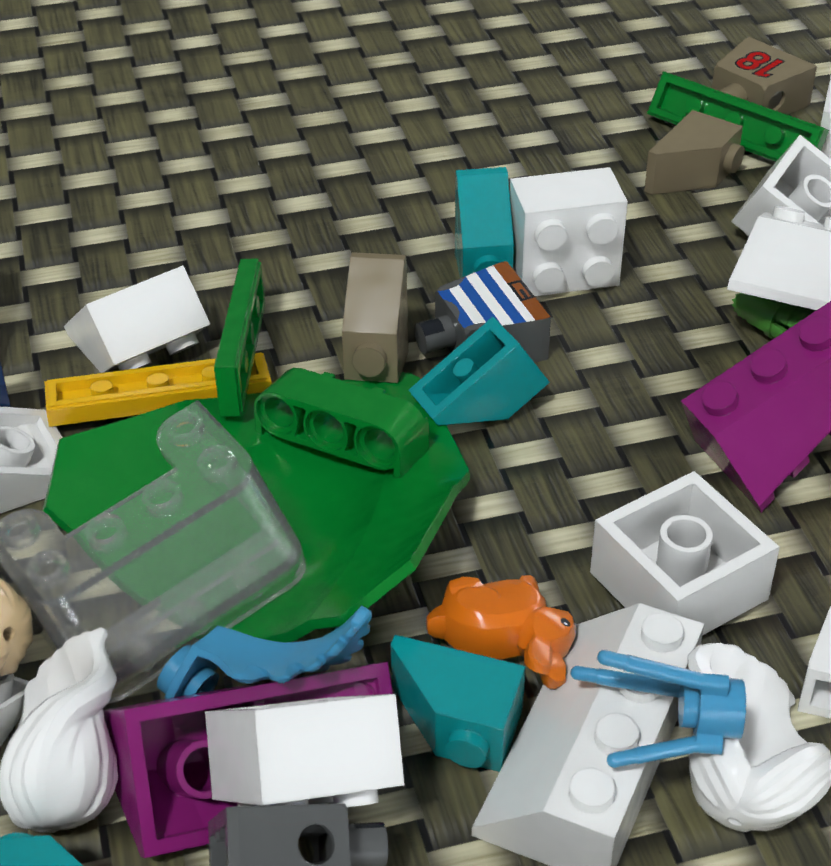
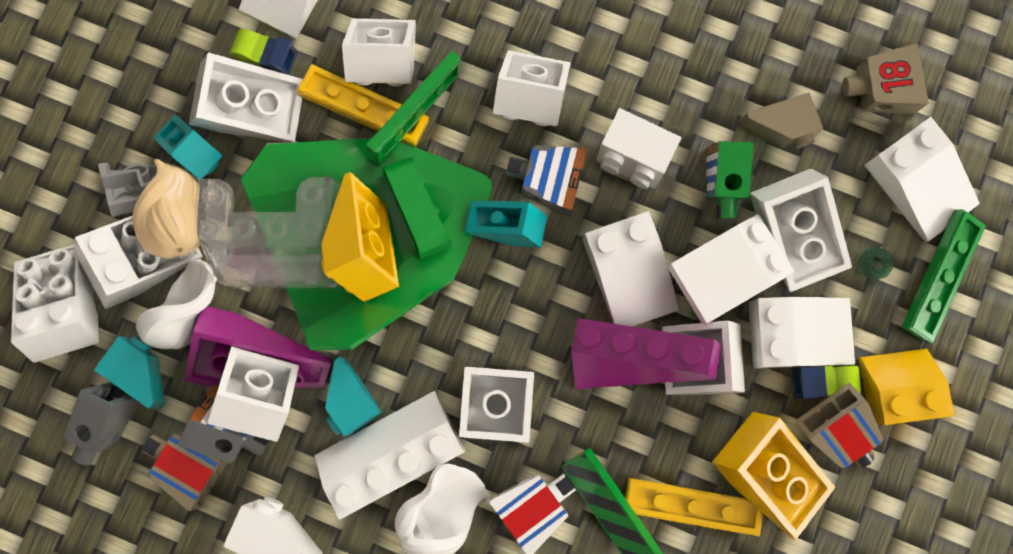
camera: 40 degrees right, 40 degrees up
(257, 659) = (277, 330): dark azure plant -> none
(317, 463) = (359, 242): none -> yellow slope
(375, 318) = (483, 148): dark tan slope -> none
(401, 236) = (531, 88): none -> white slope
(482, 219) = (597, 114): teal slope -> none
(505, 622) = (401, 375): orange animal -> none
(666, 337) = (631, 270): none -> white slope
(689, 205) = (732, 162): none -> green torso
(706, 703) = (408, 506): dark azure plant -> none
(763, 131) = (838, 109): green tile -> none

